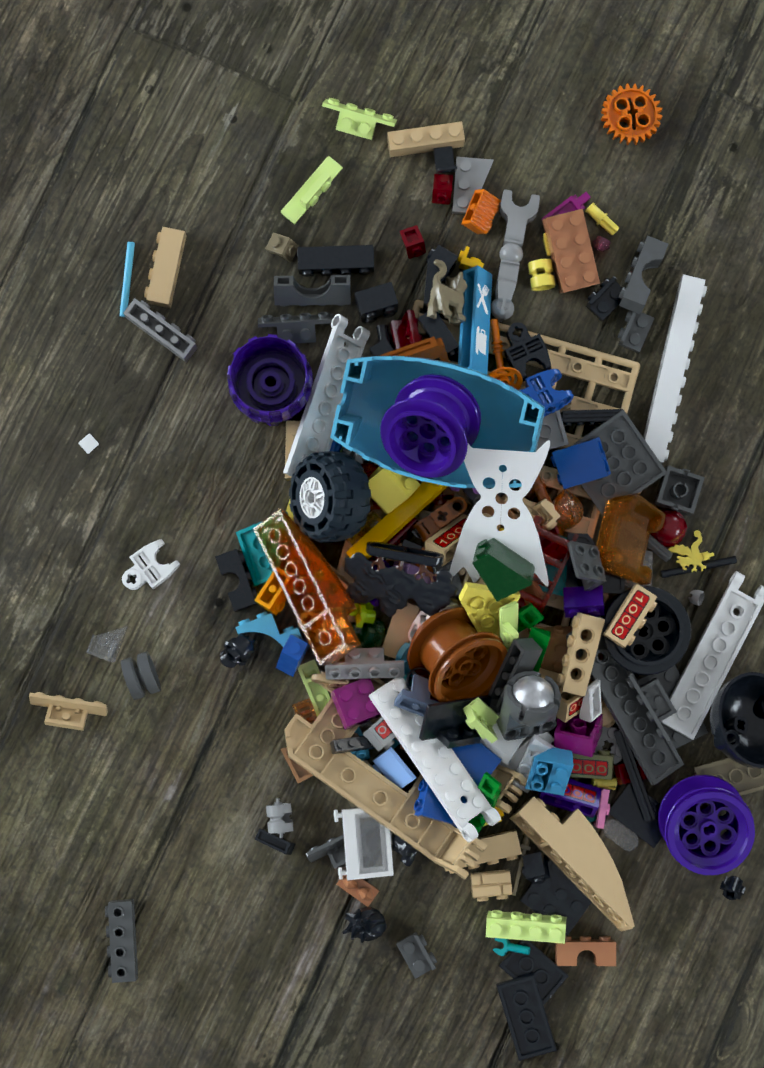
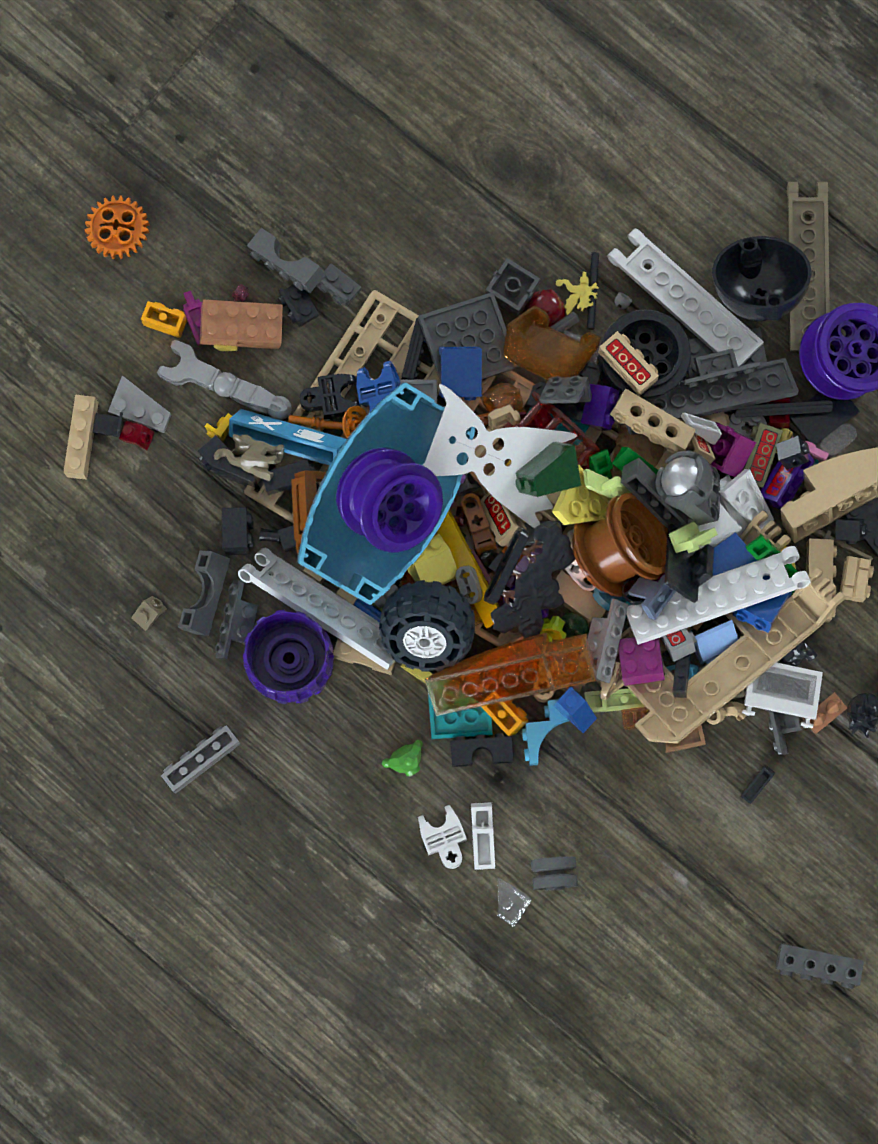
camera: 65 degrees left, 5 degrees down
(67, 712) = (570, 961): tan bracket -> none
(88, 443) = (296, 867): white sticker -> none
(127, 277) = (135, 782): medium azure bar -> none
(160, 602) = (483, 836): none -> white slope
(166, 267) = (135, 736): tan brick -> none
(211, 513) = (405, 759): none -> bright green rock
(237, 651) = (554, 769): black head -> none
(279, 818) = (734, 771): light grey wheel -> none
(311, 190) = (98, 567): yellowish green bracket -> none
(335, 259) = (178, 561): black brick -> none
(338, 800) = (729, 709): none -> tan arm
(358, 121) = (39, 501): yellowish green bracket -> none
(380, 525) = (469, 584): none -> light grey beam
(405, 329) = (272, 518): dark red bracket -> none
(413, 241) = (183, 478): dark red bracket -> none
(481, 212) = (173, 402): orange brick -> none
(541, 281) = (262, 361): light yellow wheel -> none
(550, 771) = (760, 485): dark azure slope -> none
(555, 182) = (164, 319): none -> light orange brick
(592, 794) = (792, 452): none -> black brick
(602, 219) = (215, 285): light yellow axle -> none
(673, 364) = (383, 257): white brick -> none

